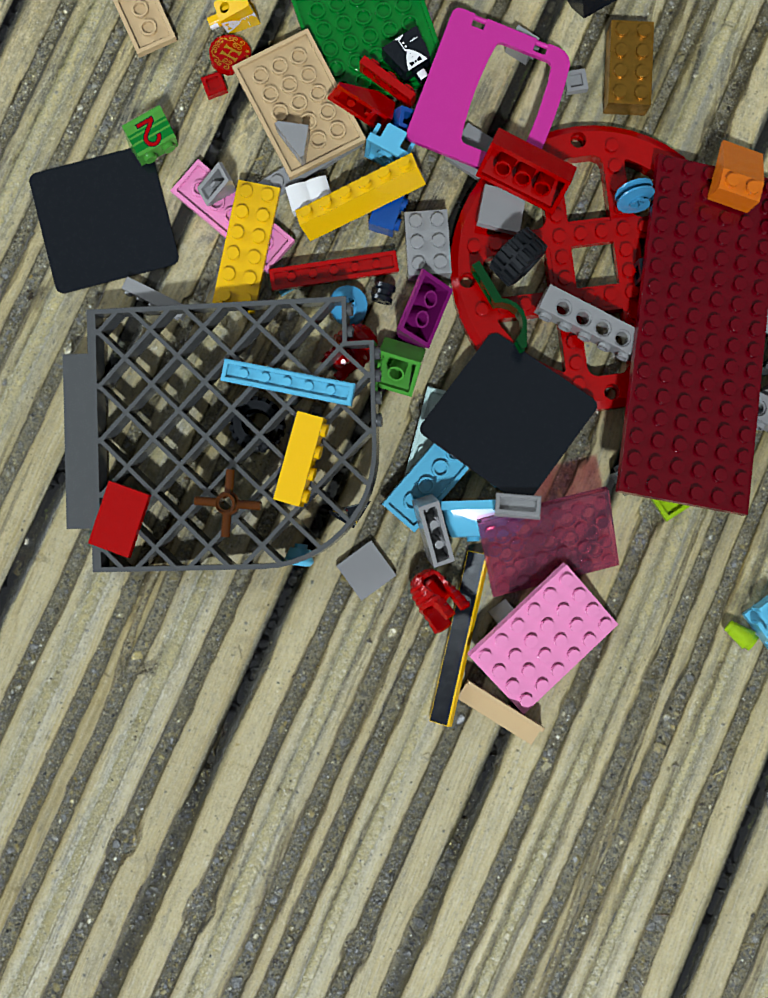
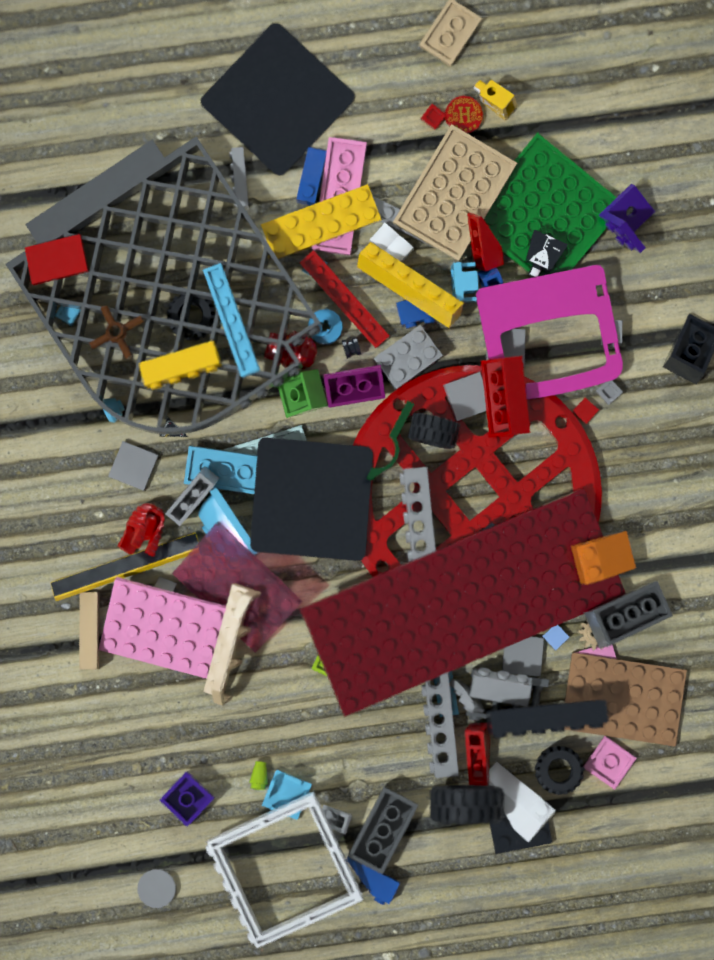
camera: 55 degrees right, 0 degrees up
(150, 136) = (359, 97): bright green slope -> none
(181, 542) = (67, 314): none -> medium azure tile
(198, 231) = (311, 176): none -> blue slope
(216, 185) = (352, 170): light grey slope -> none
(295, 137) = (422, 210): light grey slope -> none
(387, 81) = (515, 249): red plate -> none
(518, 506) = (246, 545): light grey tile -> none
(579, 115) = (585, 410): none -> red tile
(598, 581) = (229, 634): none -> tan plate
(628, 67) = (644, 425): pearl gold brick -> none
(634, 195) = (538, 488): dark azure piece -> none
(723, 718) = (187, 798): none -> dark purple brick

